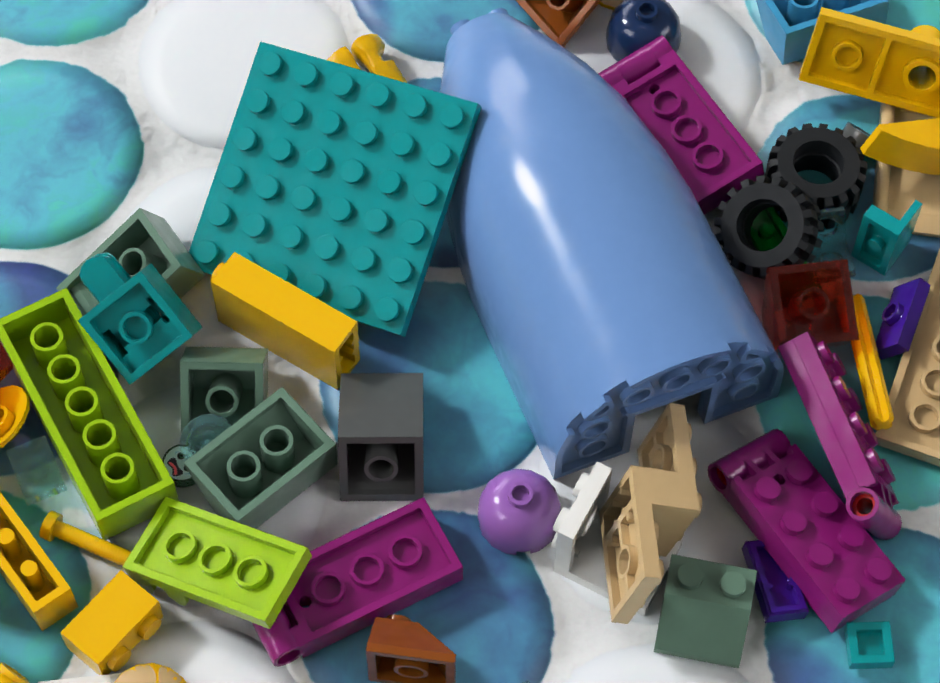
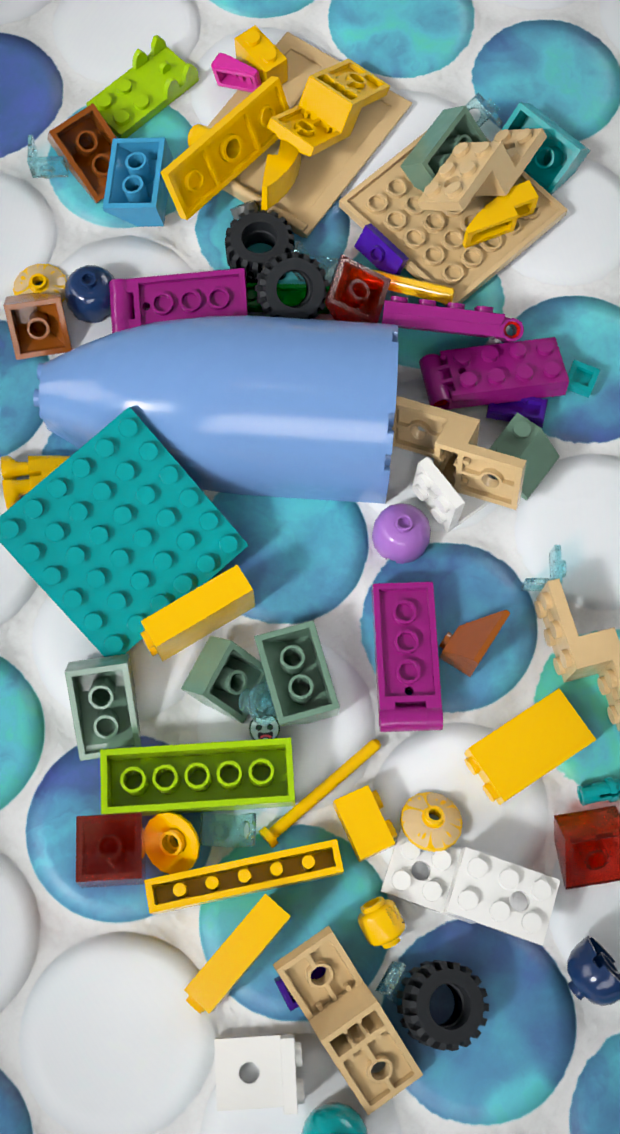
camera: 65 degrees left, 10 degrees up
(136, 316) = (149, 711): teal brick -> none
(216, 562) = (361, 734): lime hinge -> none
(381, 437) = (310, 589): dark grey slope -> none
(884, 237) = (327, 229): teal panel -> none

